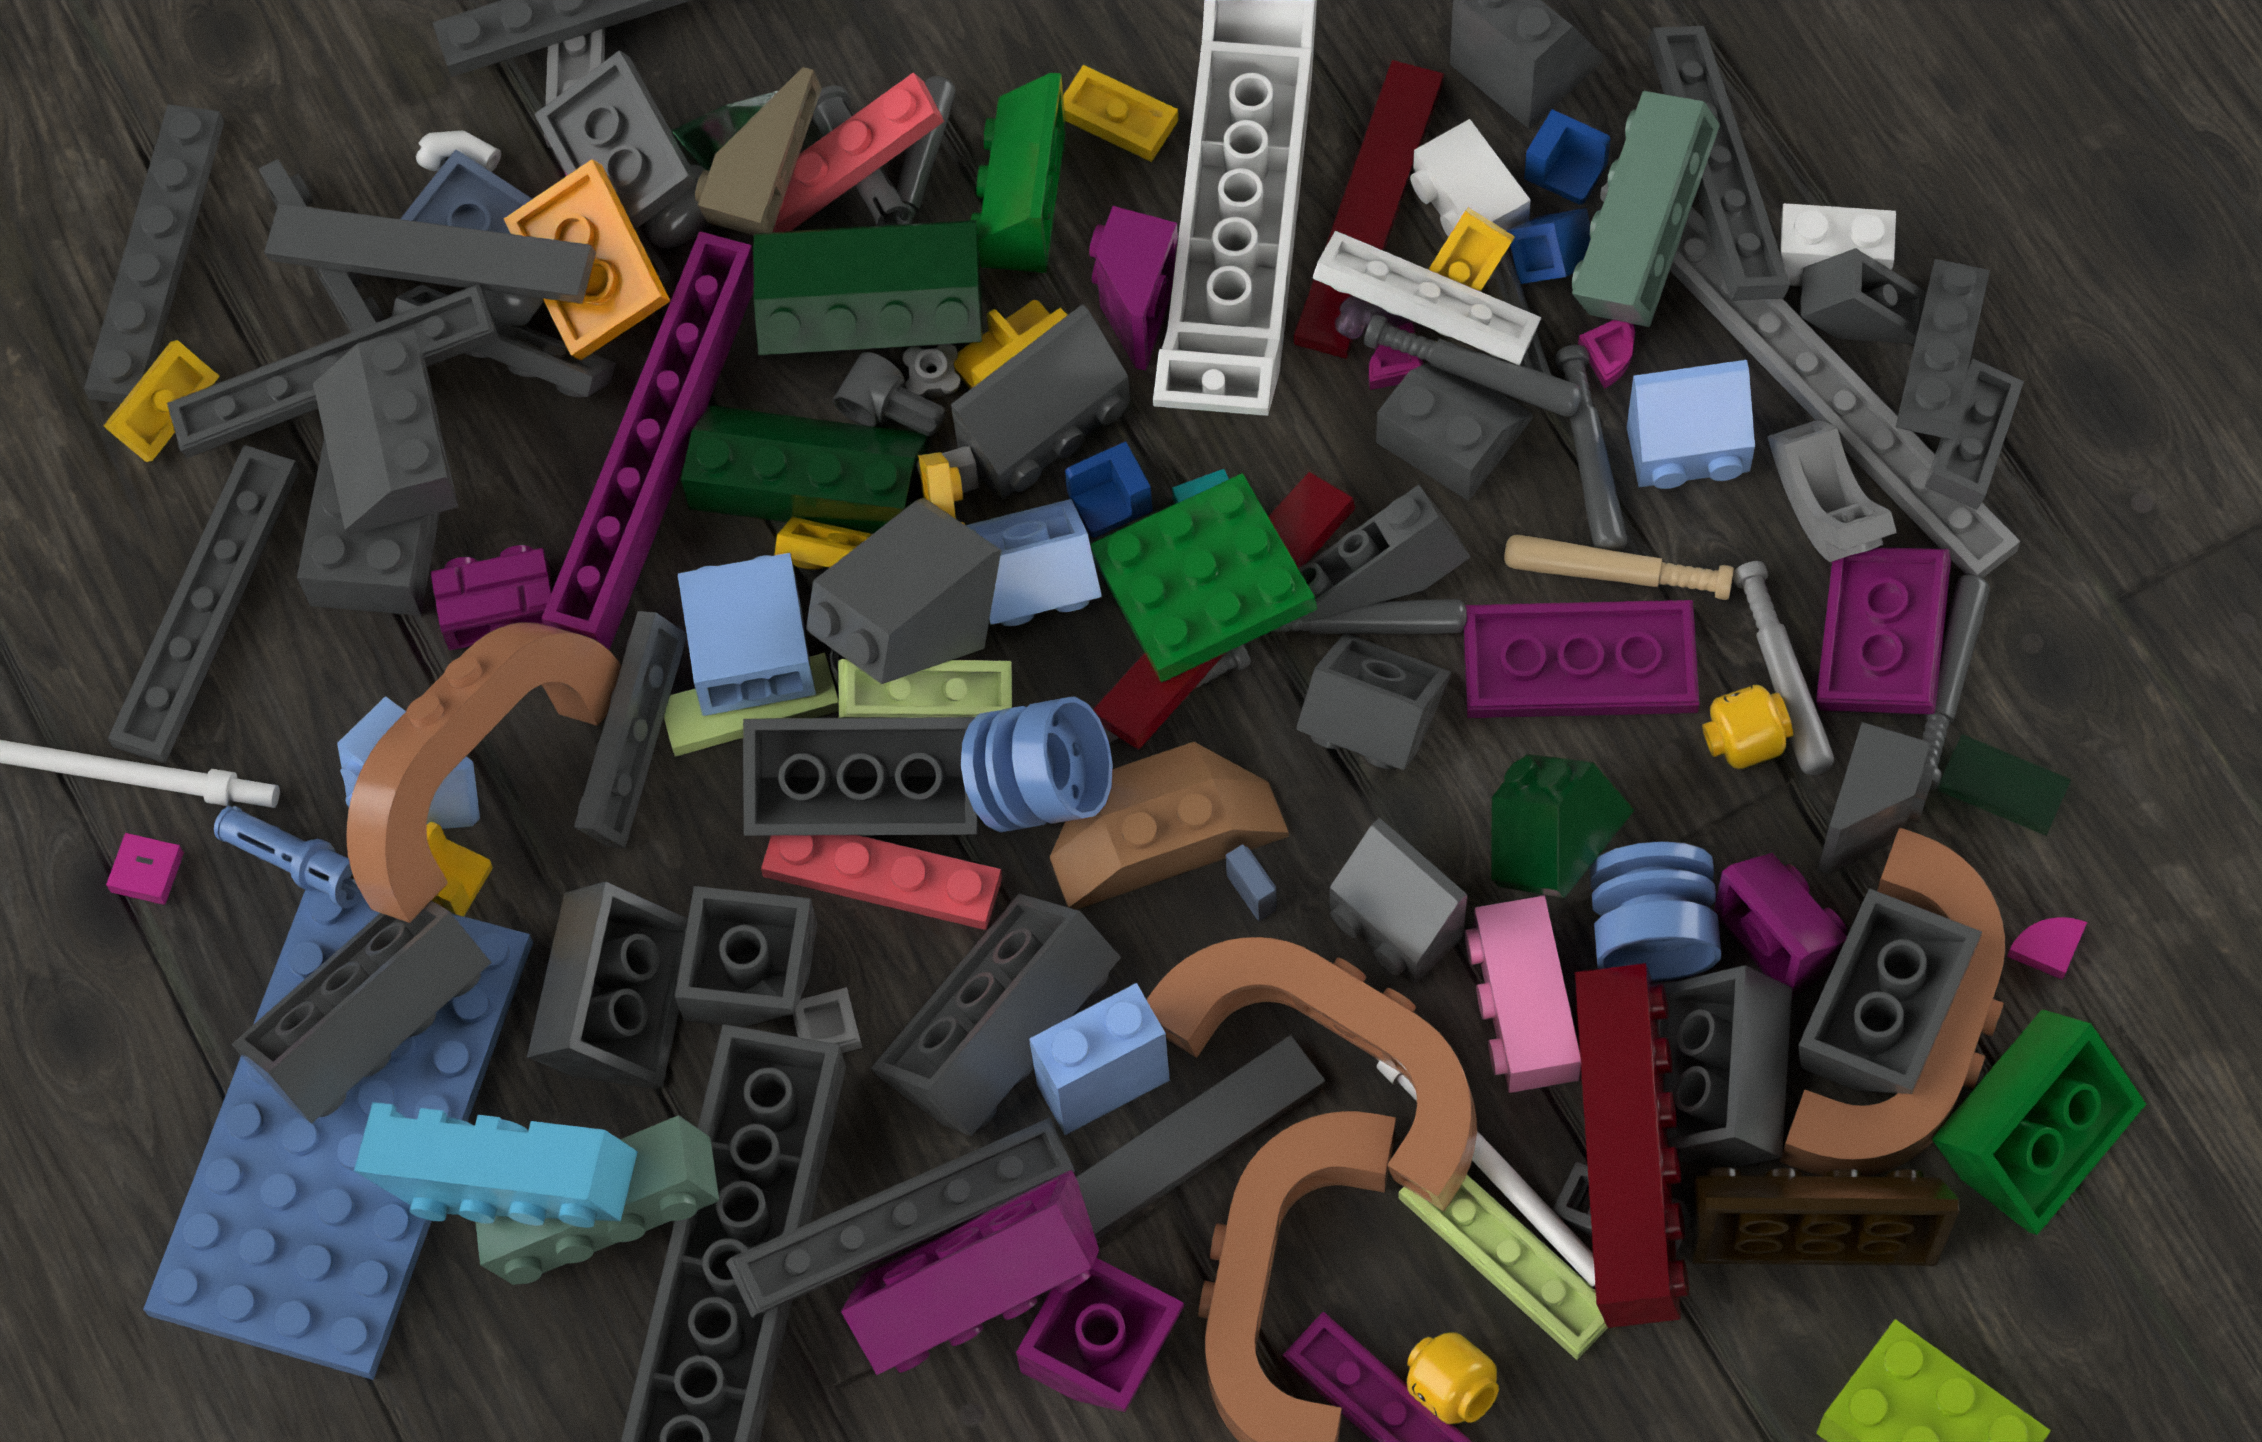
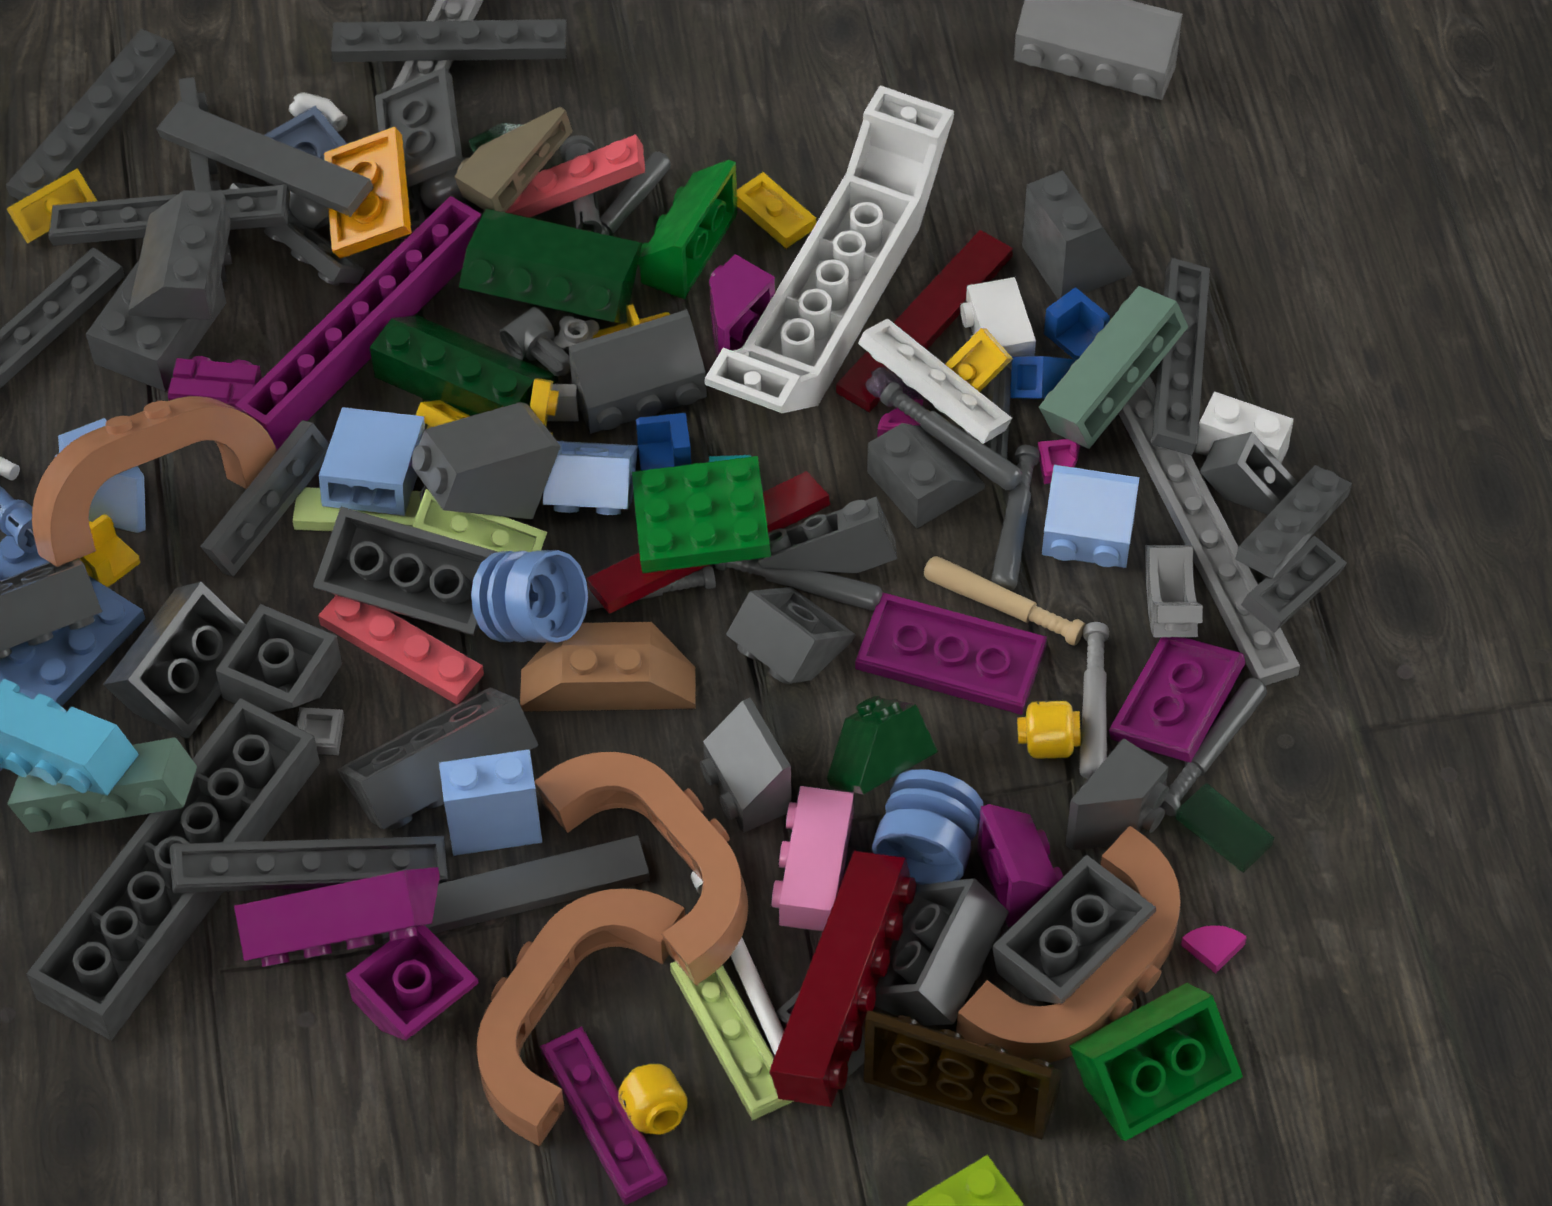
camera: 15 degrees right, 10 degrees down
(1251, 882) = (653, 726): sand blue tile -> none

